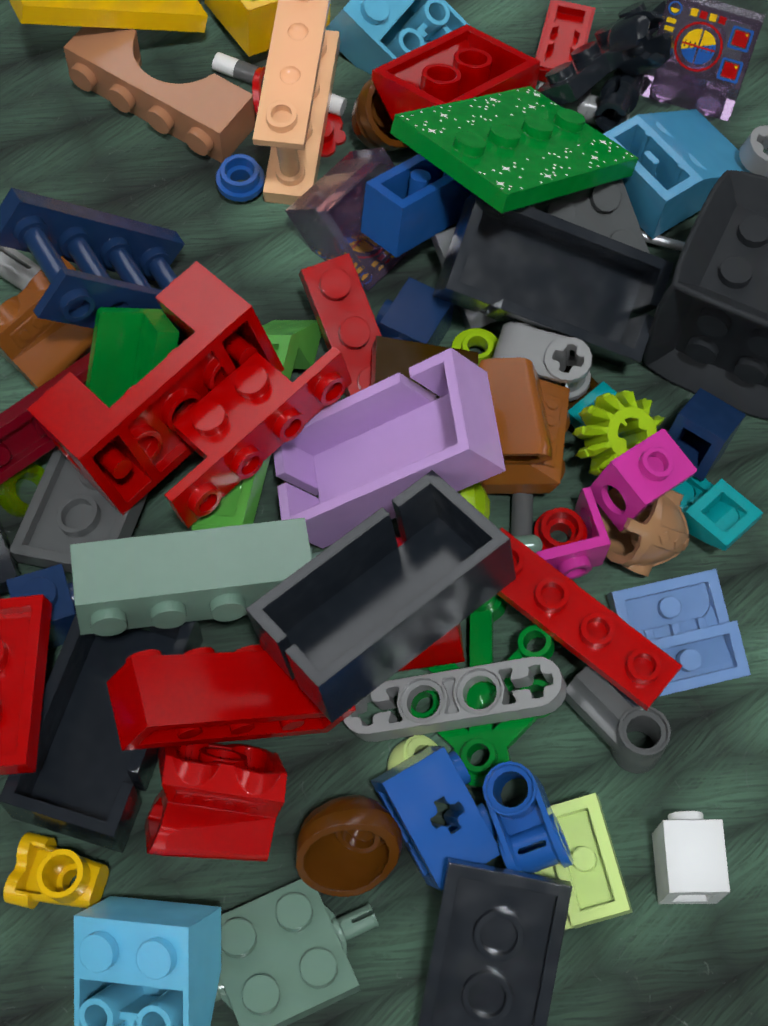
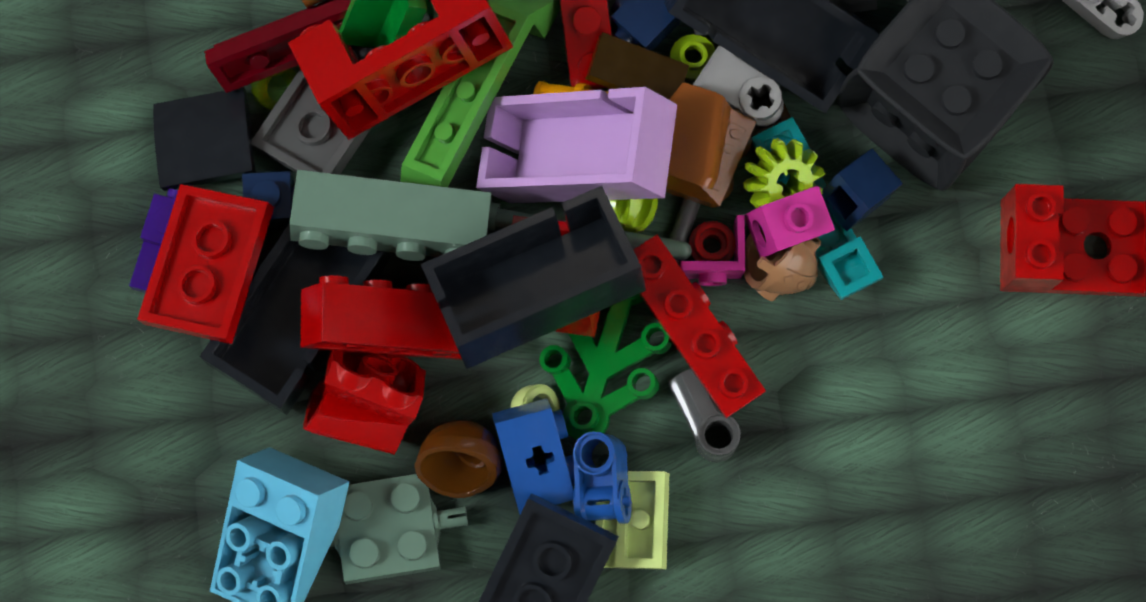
camera: 15 degrees right, 15 degrees up
(46, 872) = (224, 416): yellow plate -> none
(246, 423) = (466, 94): red bracket -> none
(453, 707) = (574, 372): light grey beam -> none
(689, 624) = (786, 353): medium blue slope -> none
(690, 859) = (724, 541): white brick -> none

